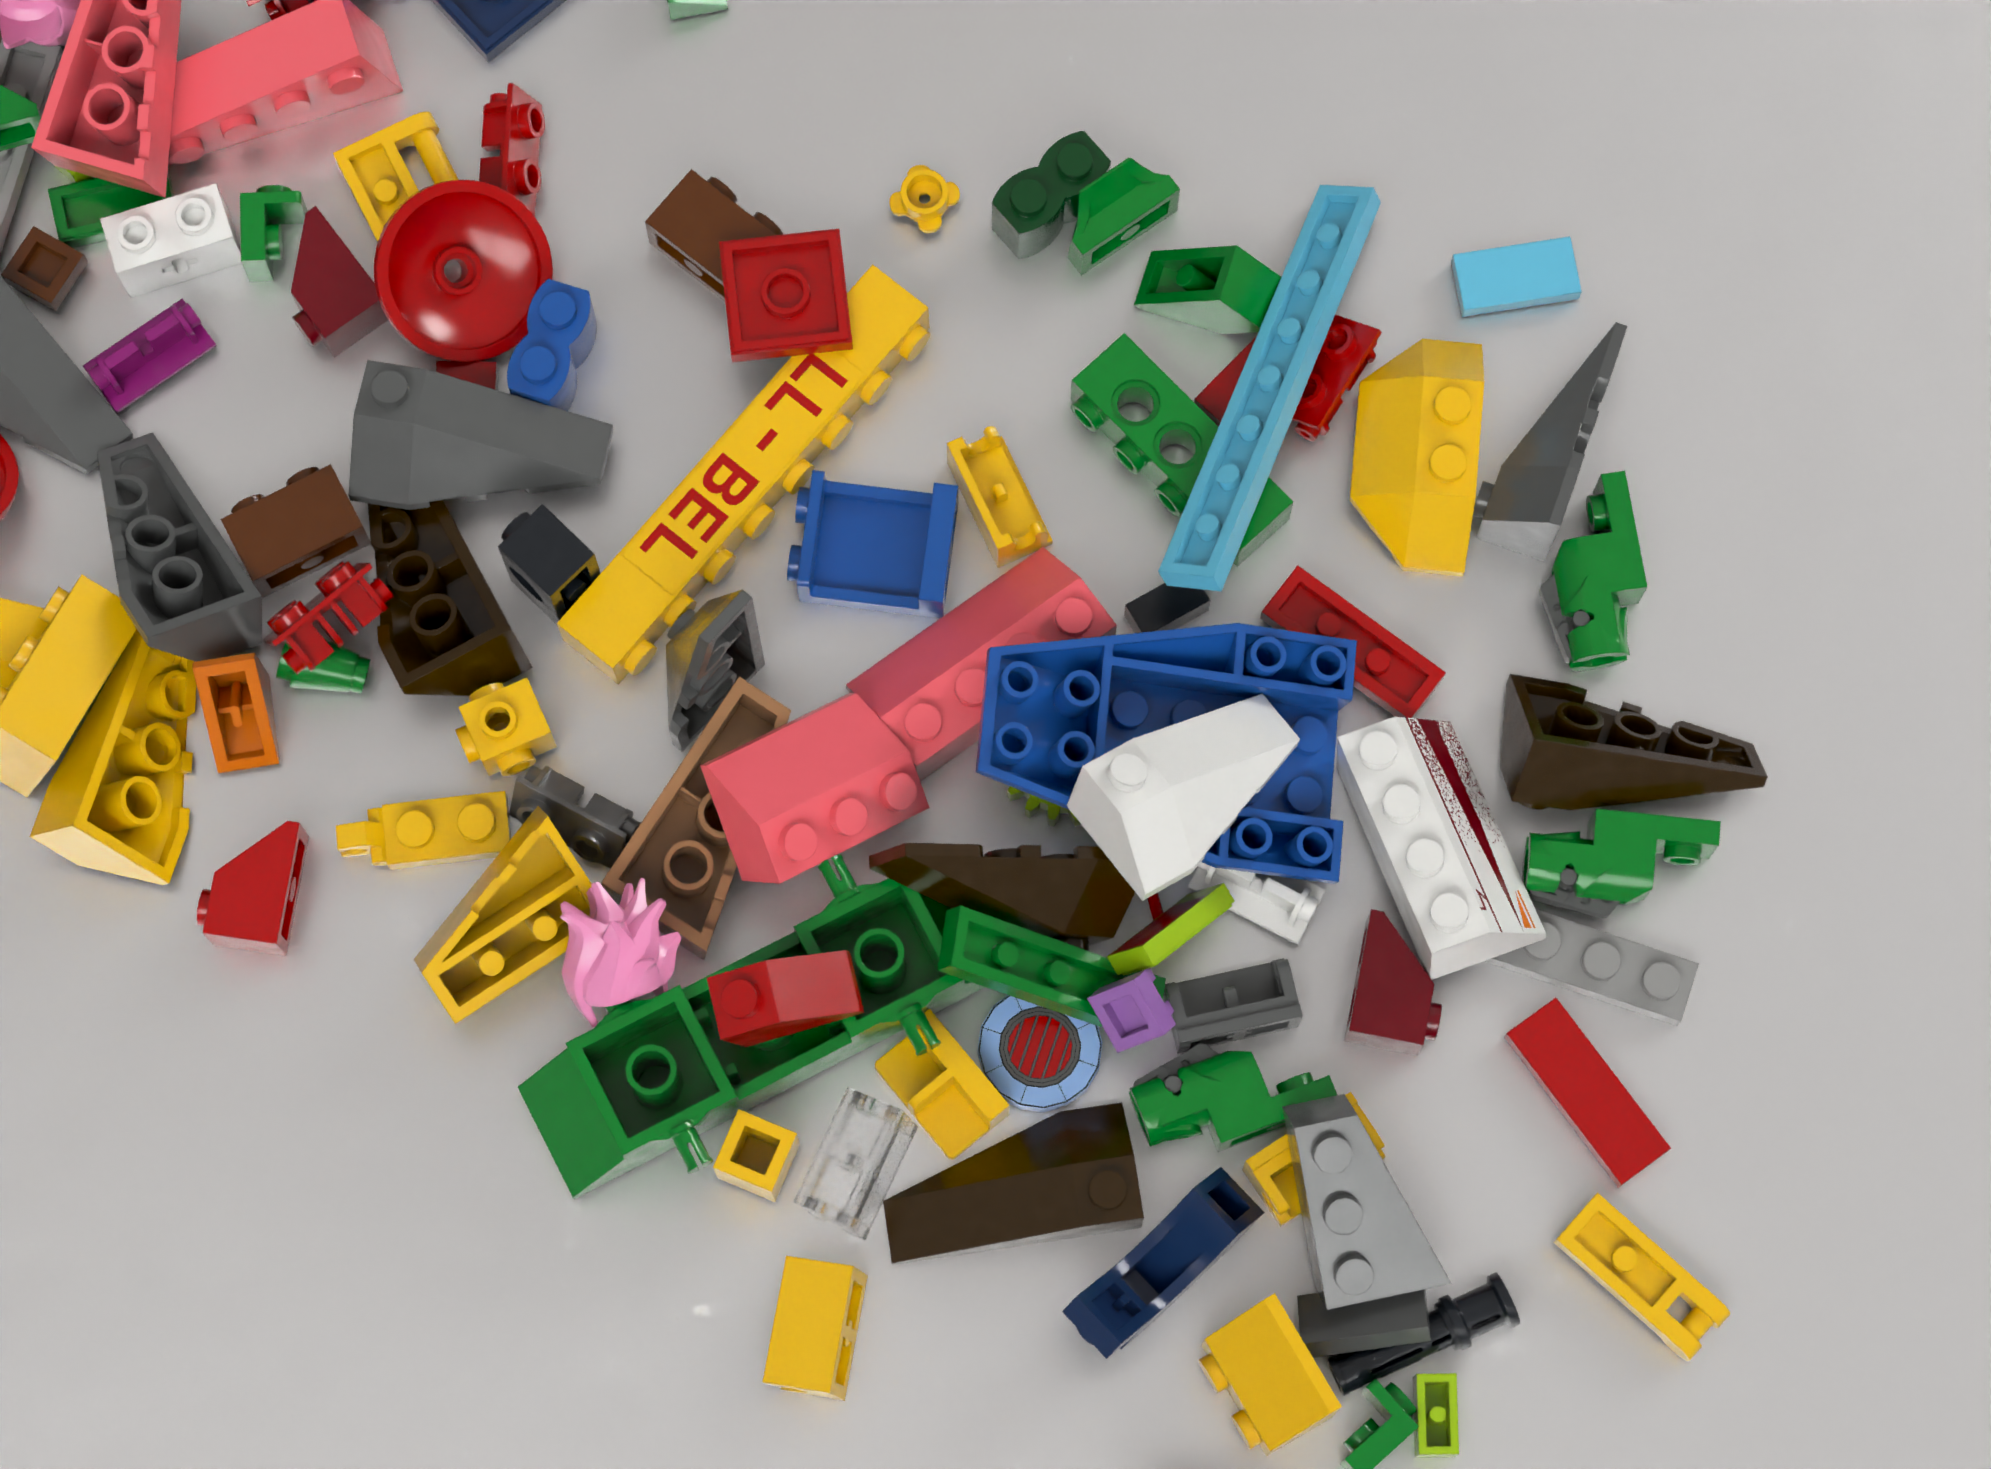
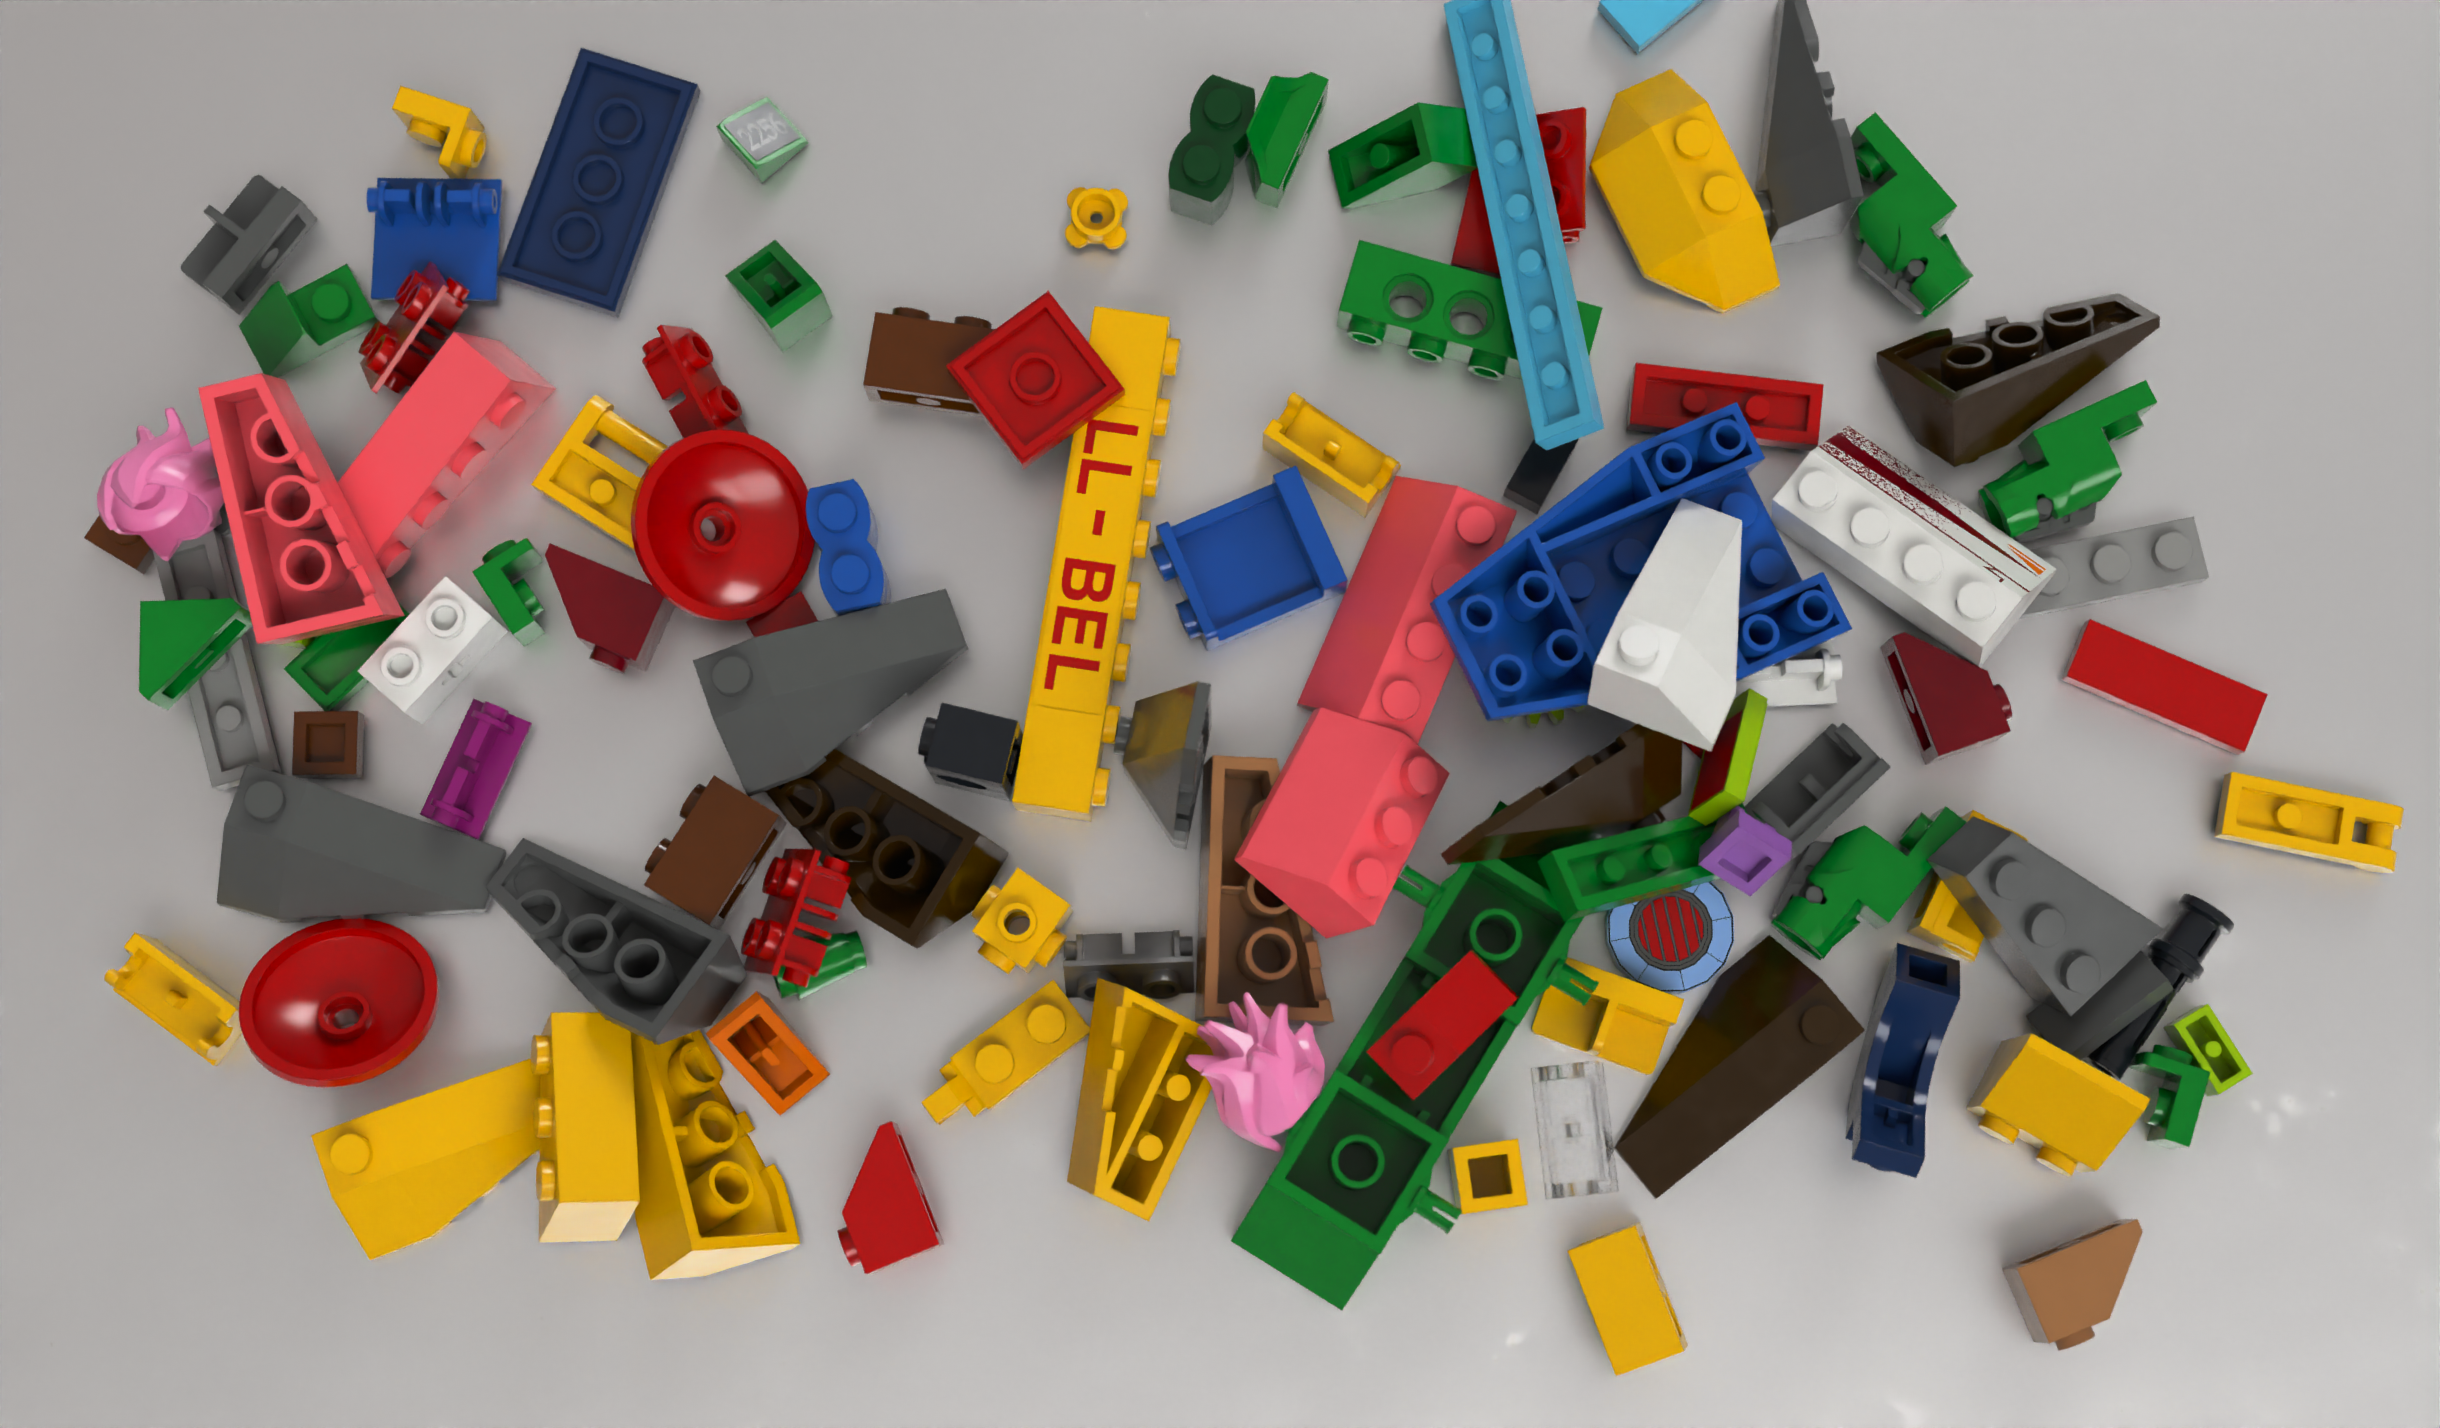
camera: 30 degrees left, 5 degrees up
(626, 117) = (780, 295): none -> green slope

